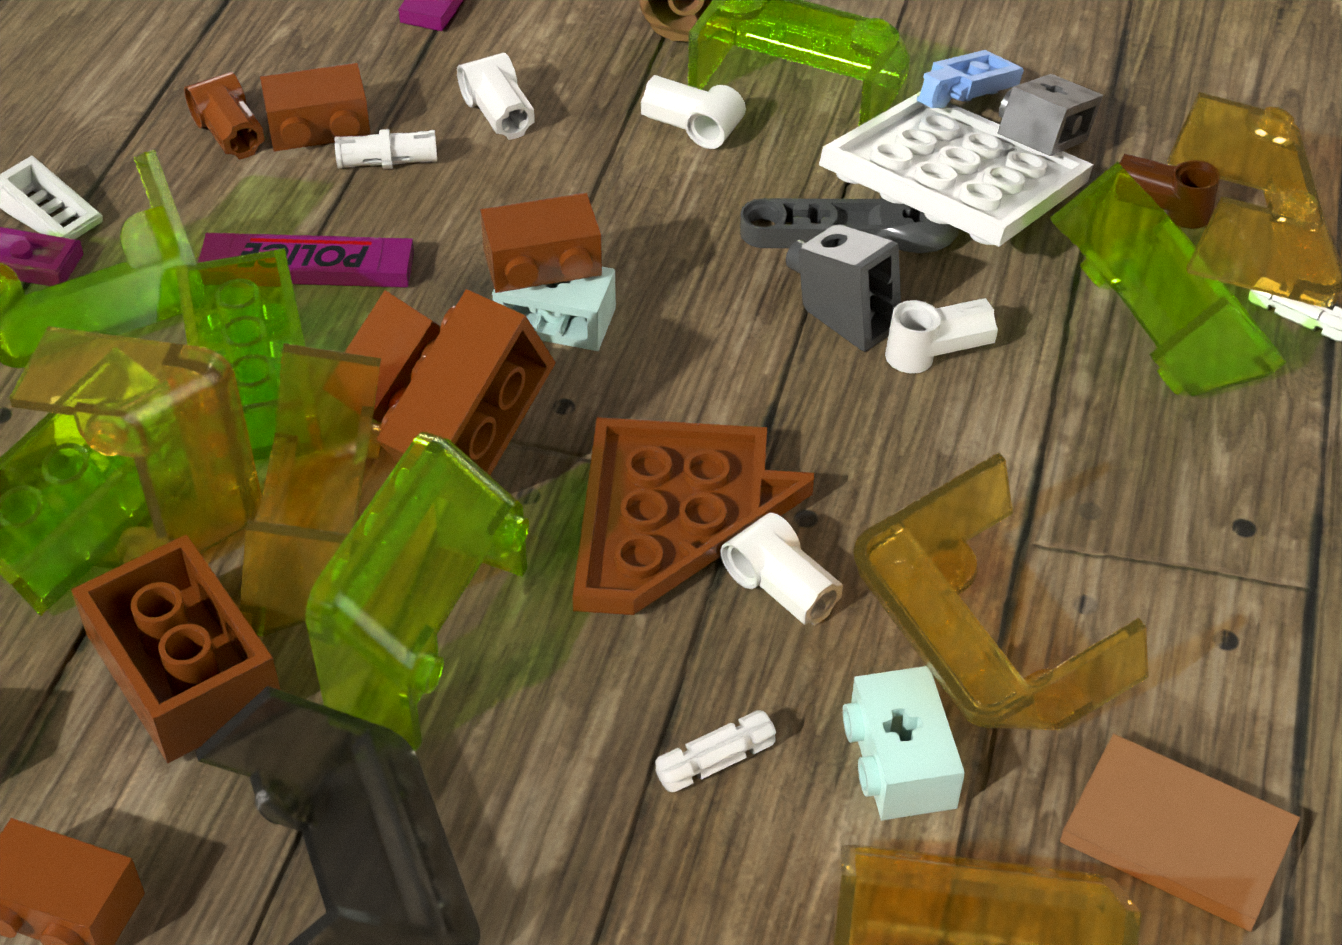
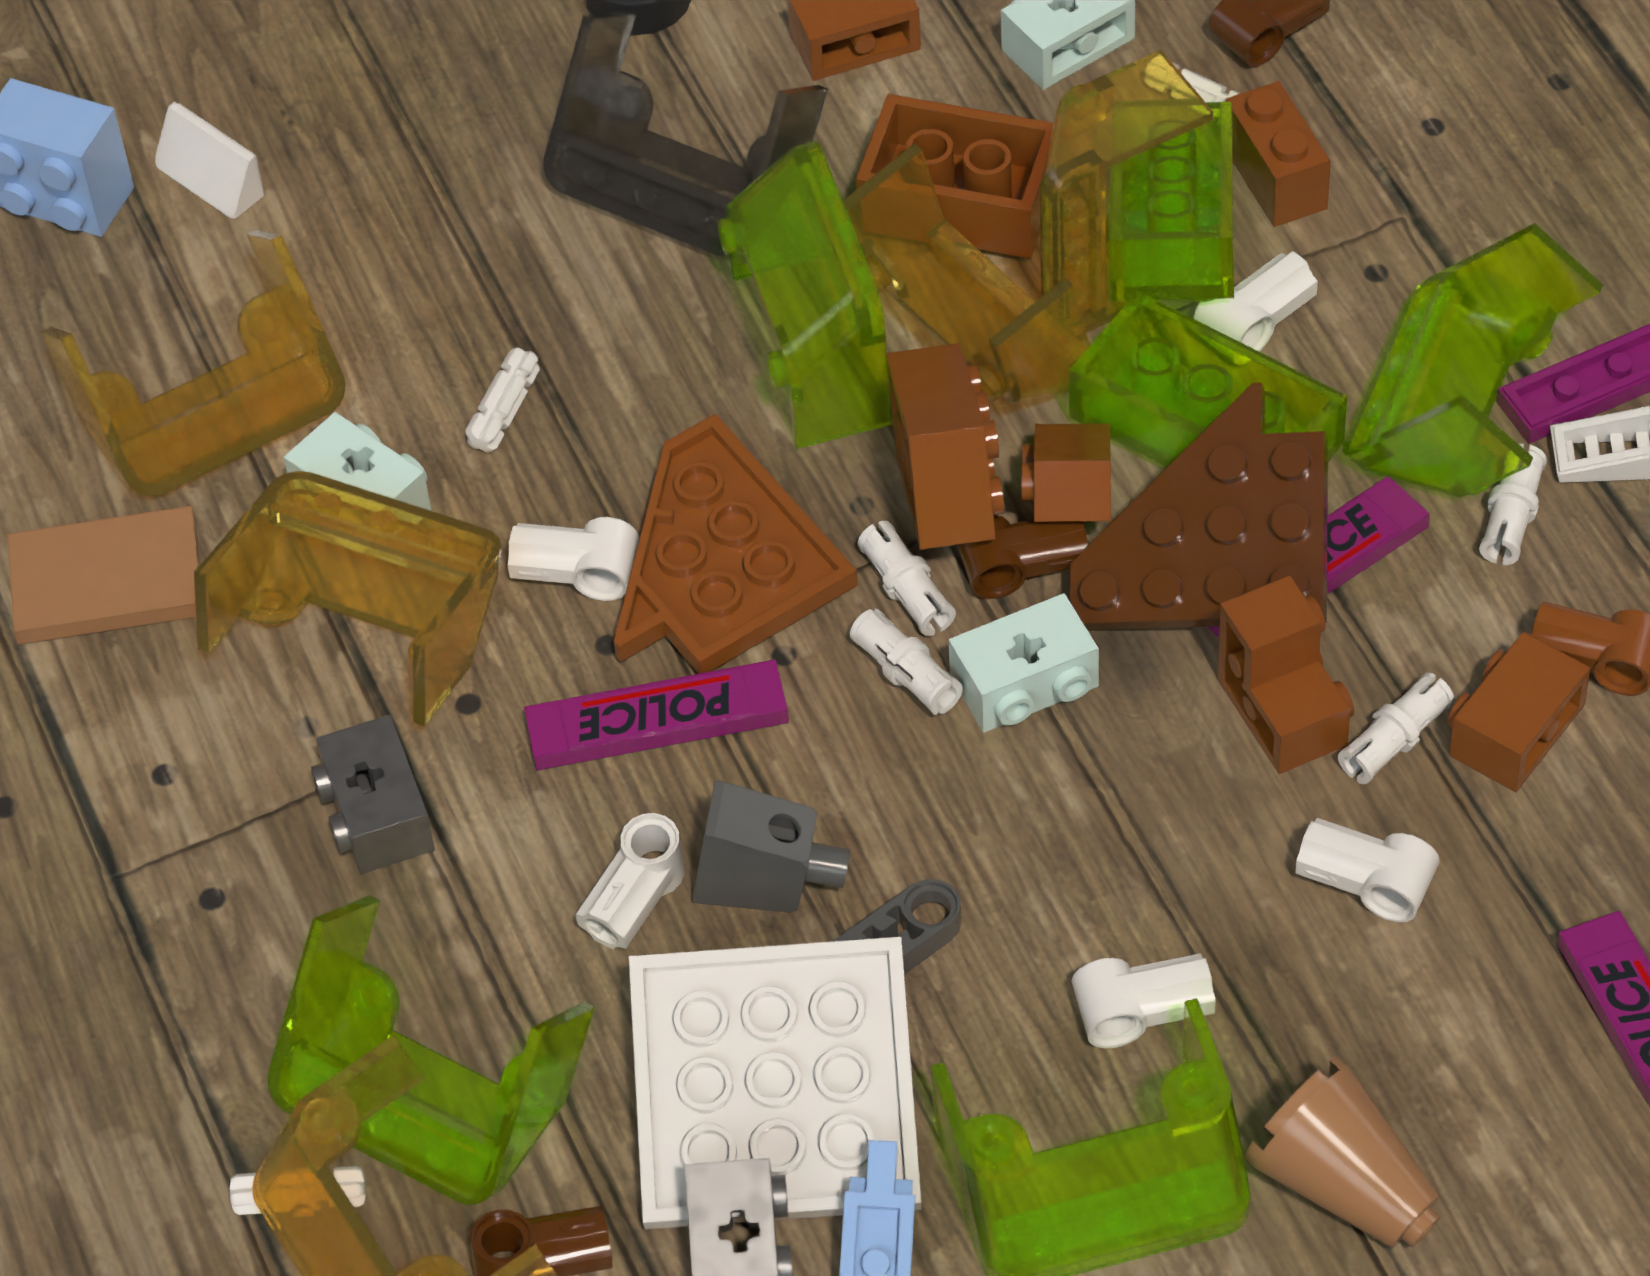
camera: 145 degrees right, 5 degrees up
(186, 196) = (1511, 508): none -> white pin
(344, 253) = (1212, 527): none -> reddish brown wing
(420, 184) = (1277, 674): none -> dark orange brick
(541, 242) = (1053, 634): dark orange brick -> none
(562, 409) = (906, 578): none -> white pin
(624, 355) = (906, 661): none -> white pin
(826, 437) = (656, 714): none -> magenta tile
(1078, 492) = (374, 795): none -> flat silver brick

